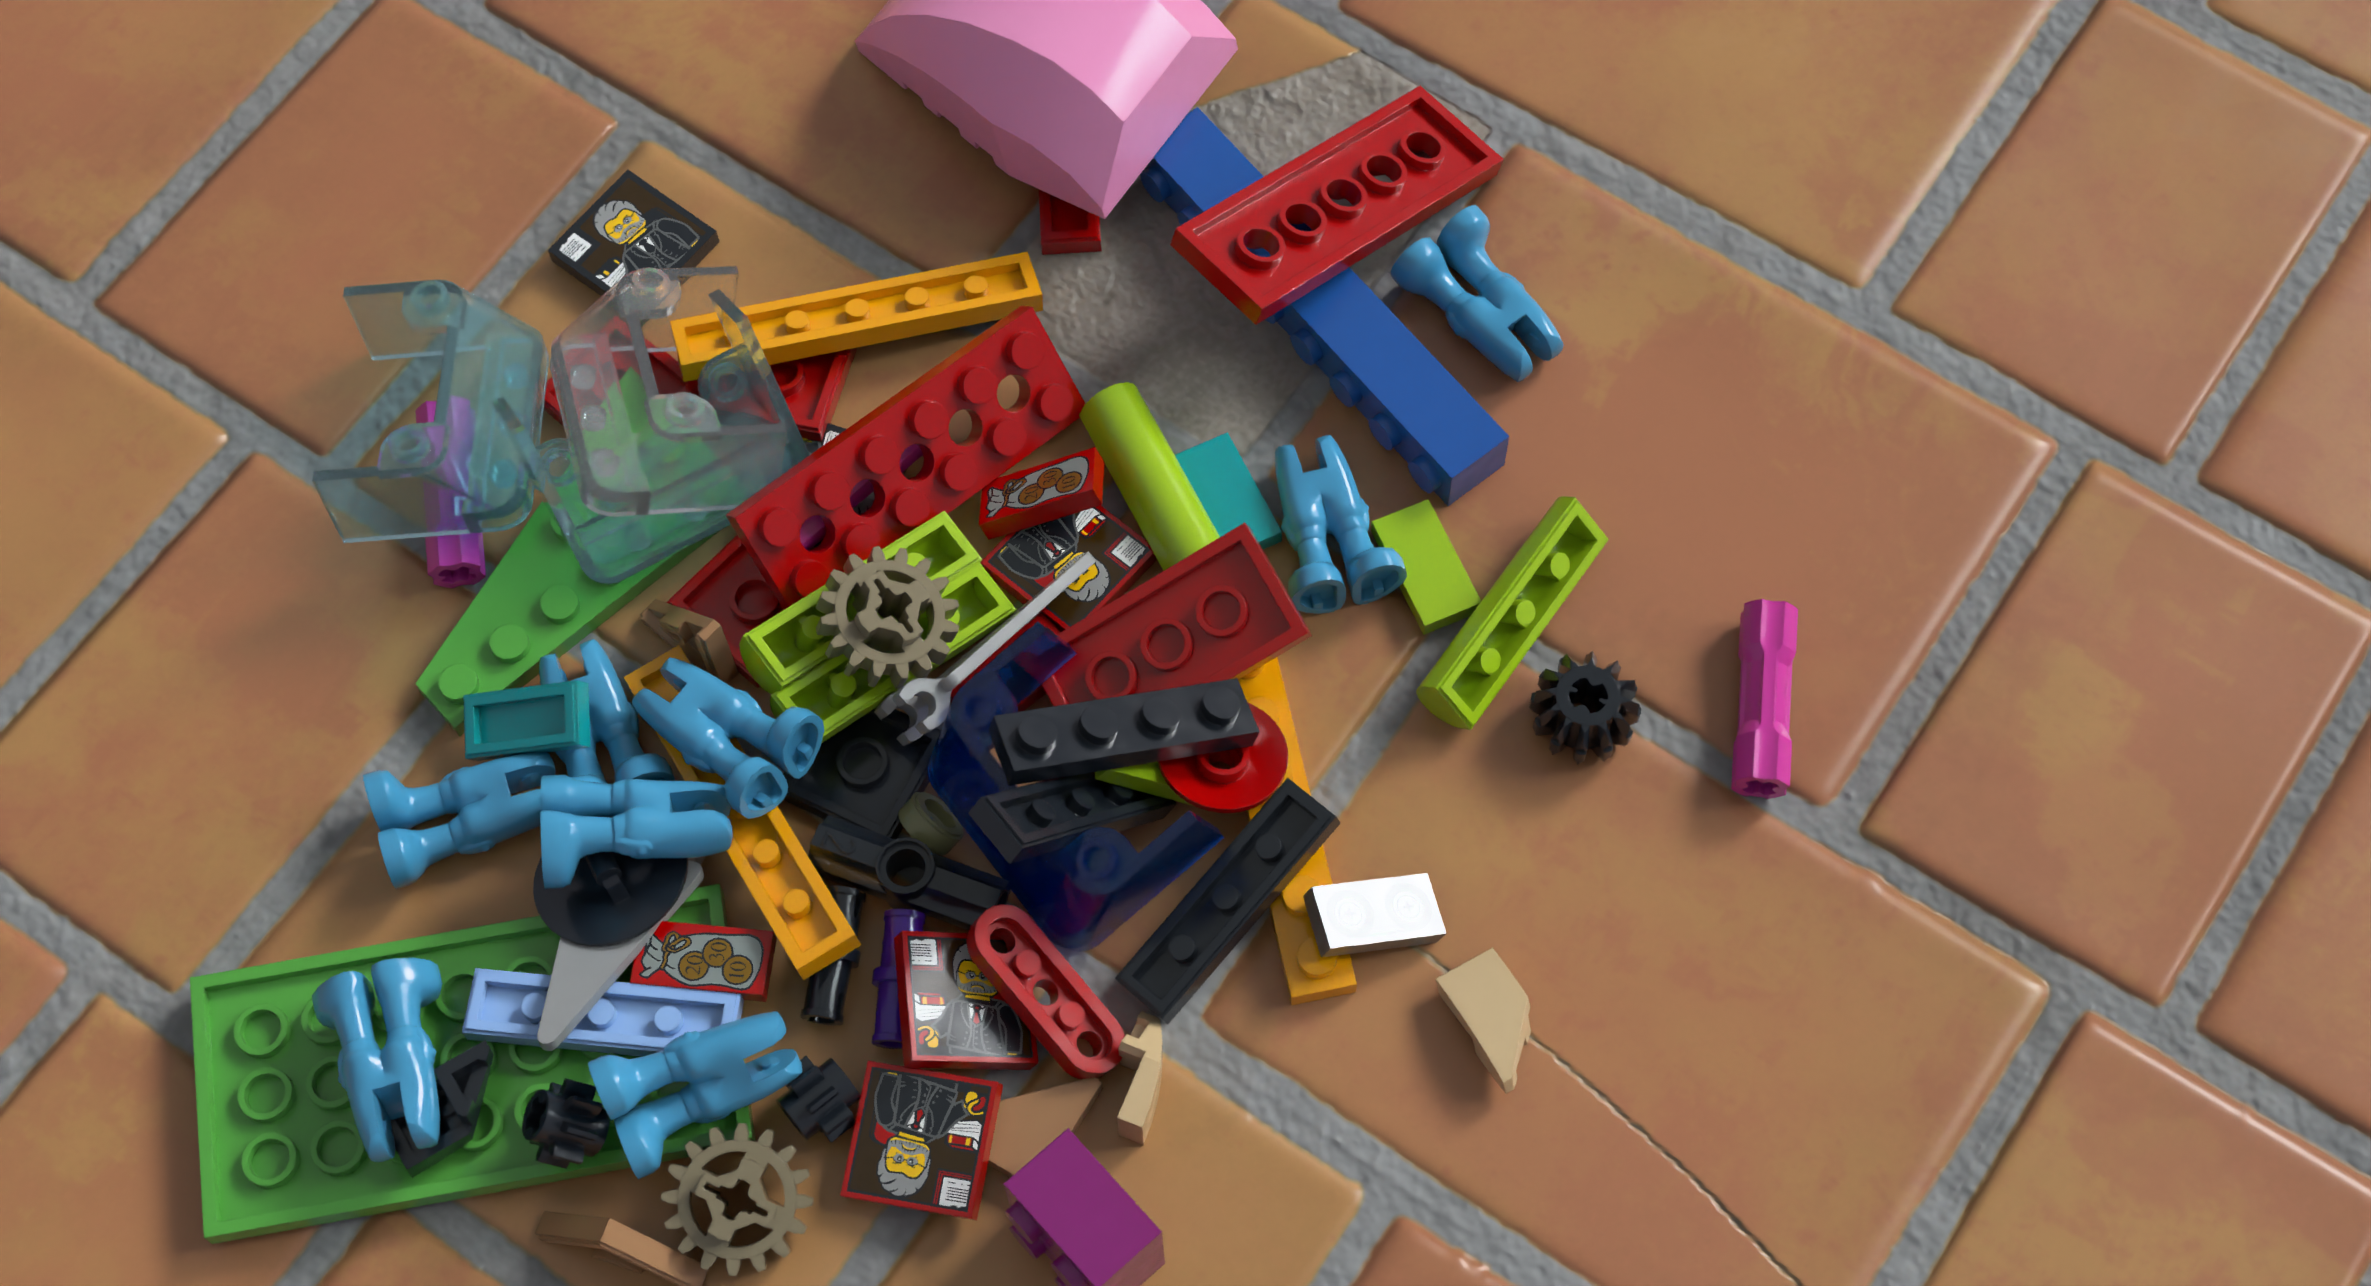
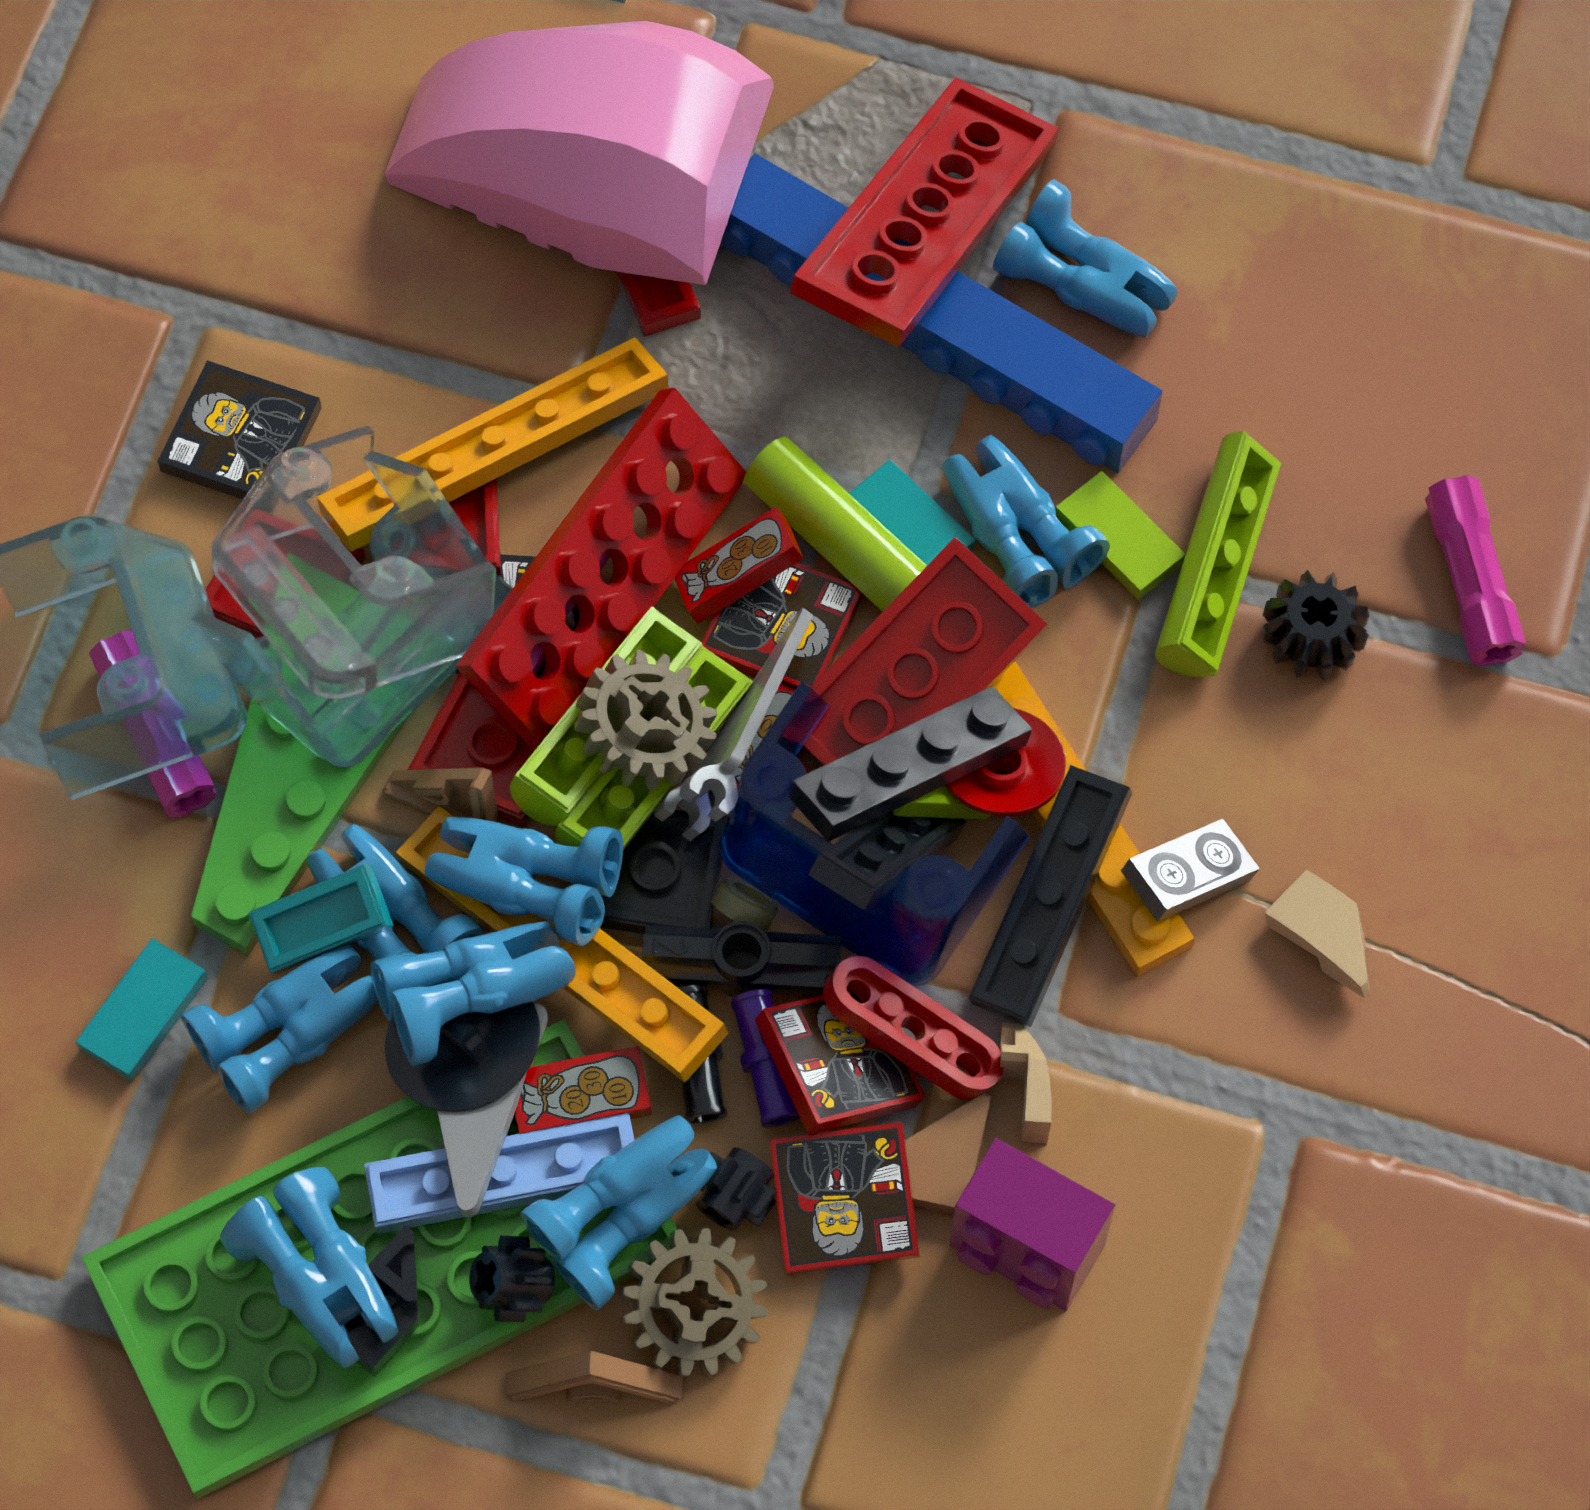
camera: 20 degrees left, 0 degrees up
(338, 757) = (141, 1010): none -> teal tile

